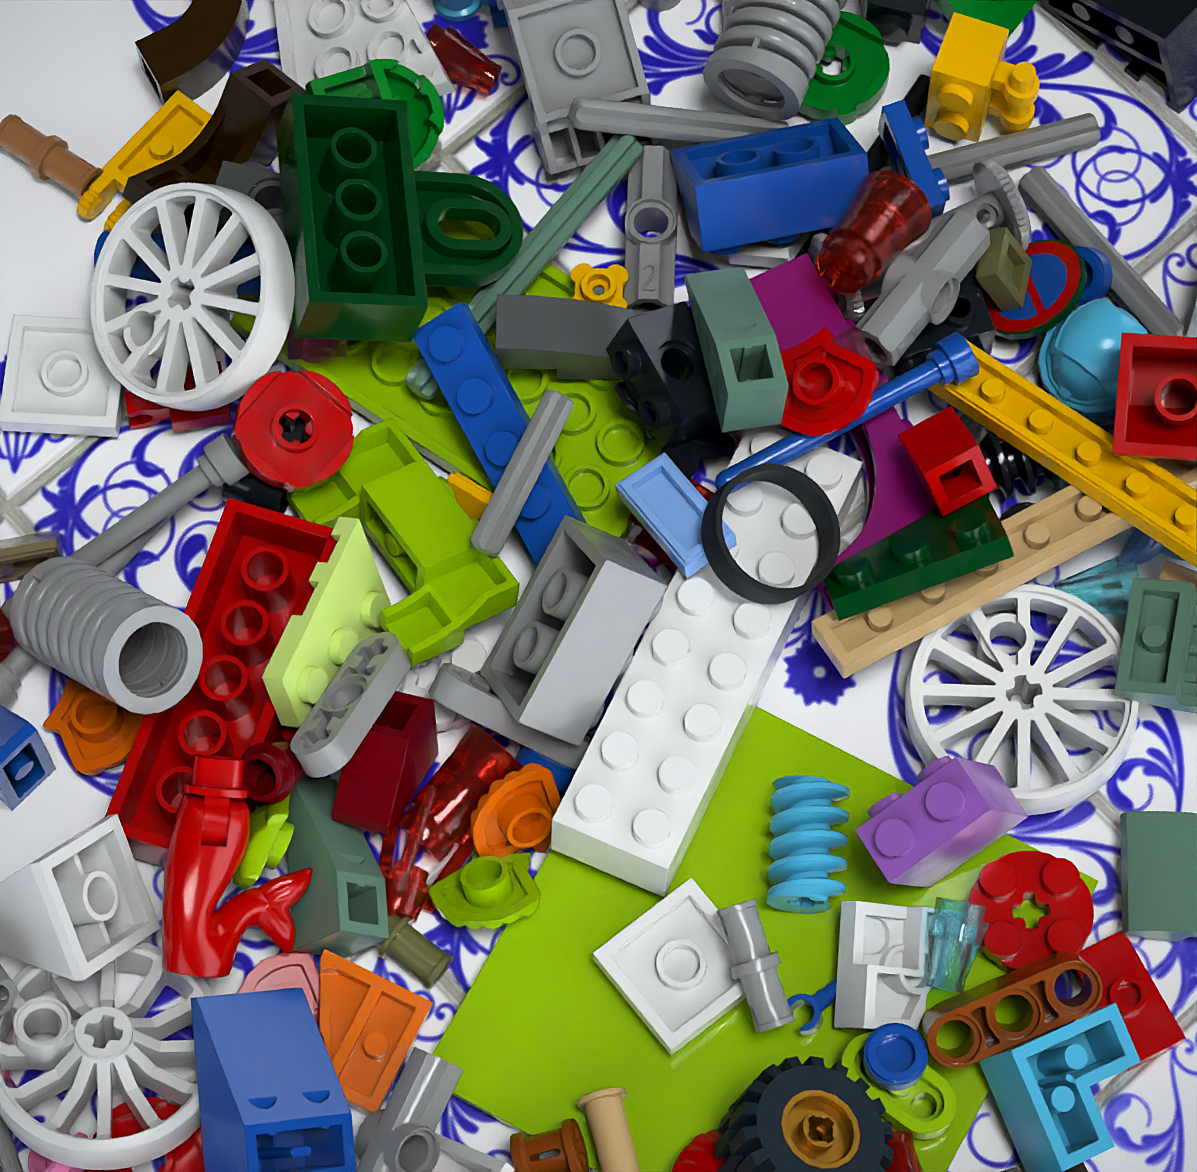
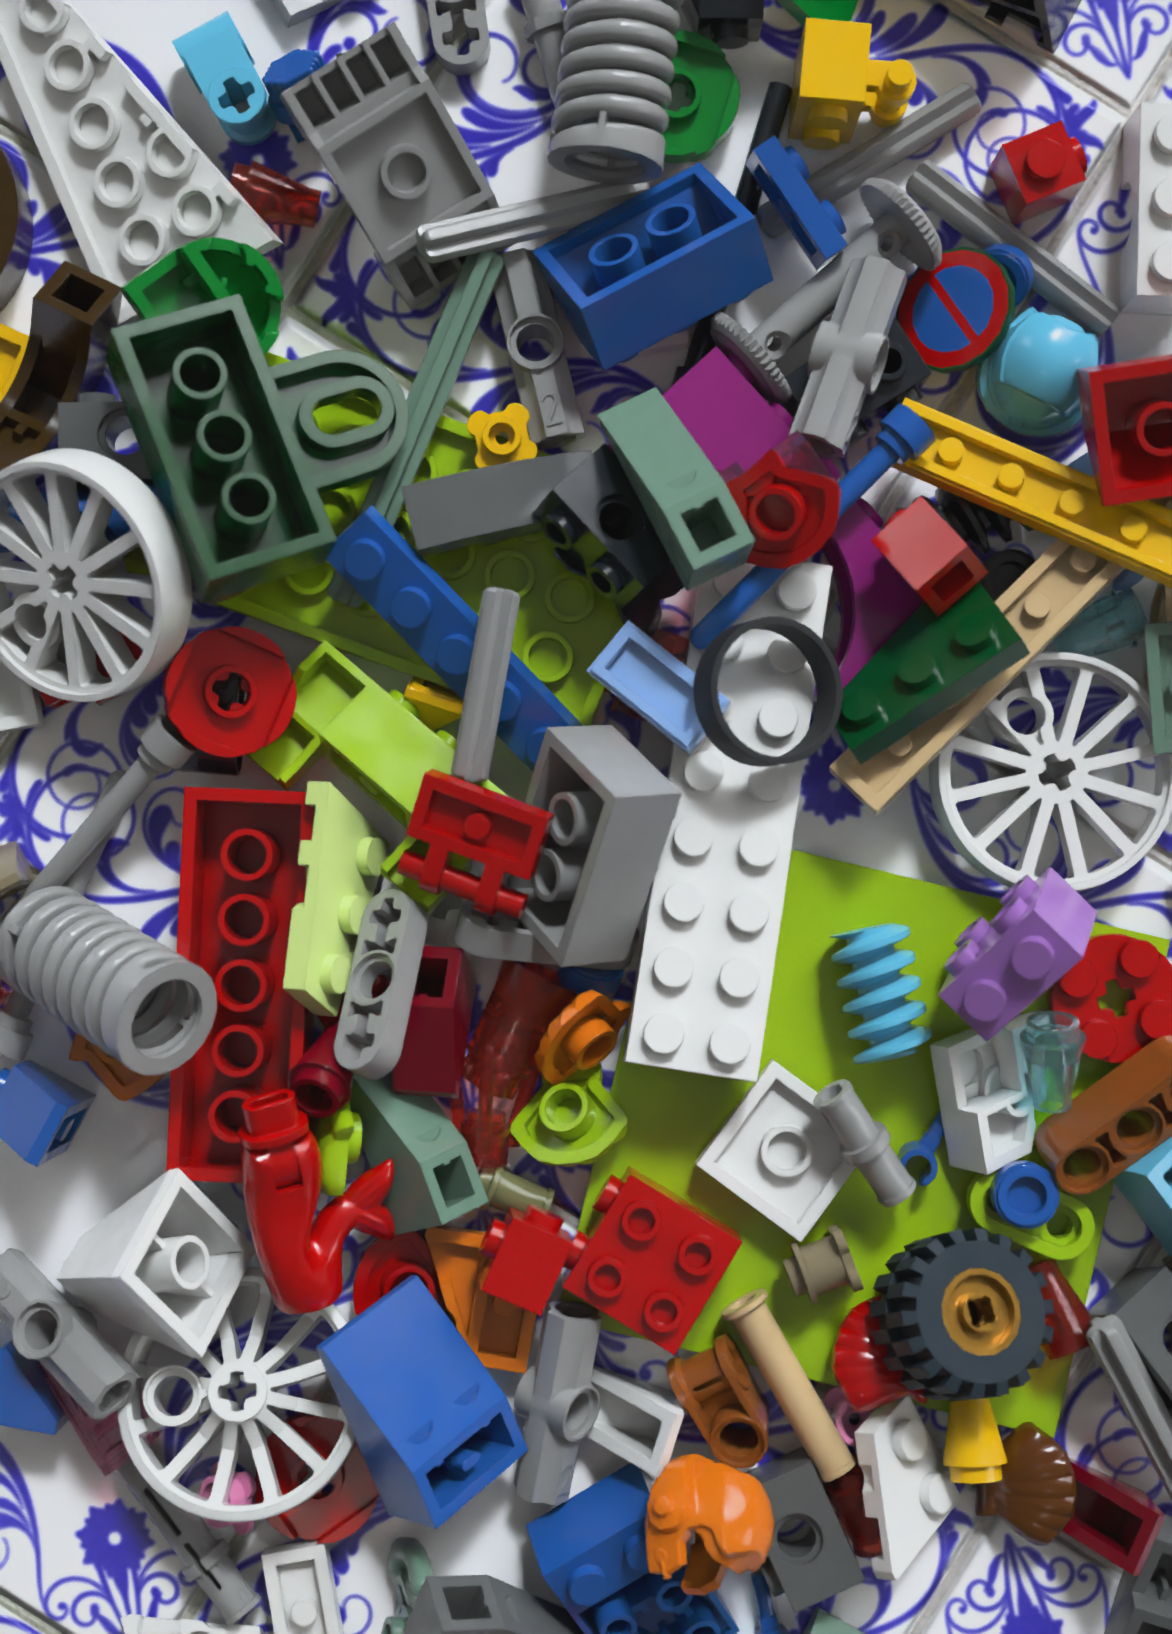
camera: 20 degrees left, 20 degrees up
(406, 990) = (524, 1257): none -> red brick
(480, 582) = (479, 826): none -> red plate
(524, 1028) = (649, 1258): none -> red brick
(685, 1080) = (822, 1266): none -> dark tan brick
(875, 228) = (784, 312): clear red plant -> none
(1004, 270) = (924, 301): olive plate -> none
(1136, 197) = (1038, 172): none -> red brick

